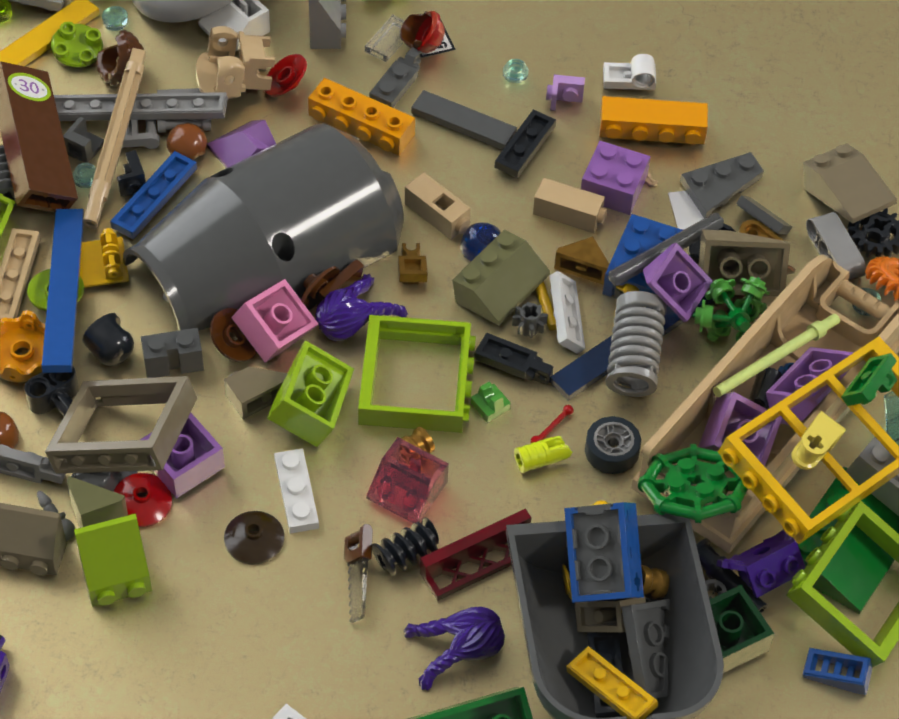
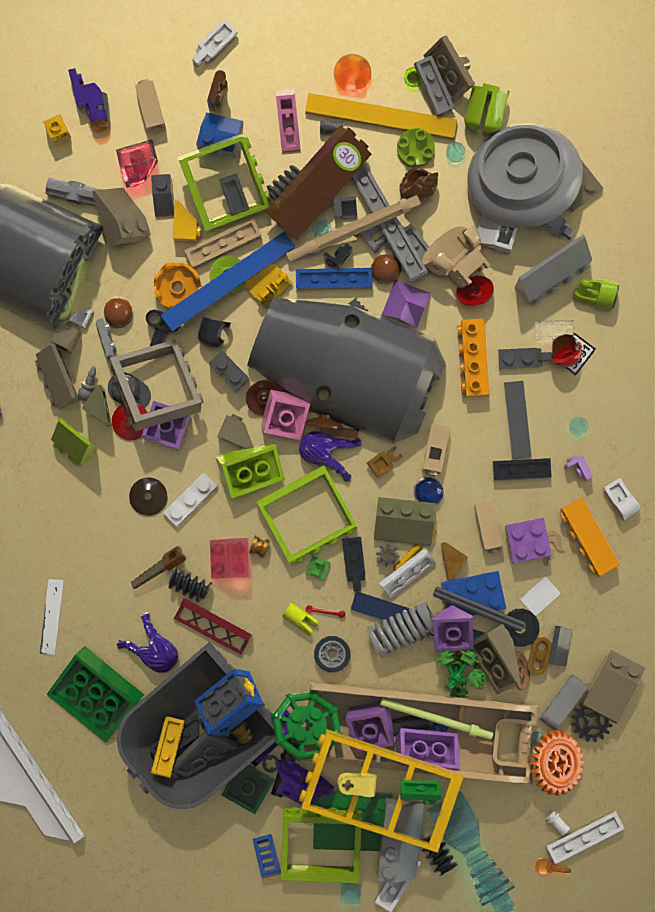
camera: 65 degrees right, 30 degrees up
(718, 182) = (572, 604): dark grey wing -> none

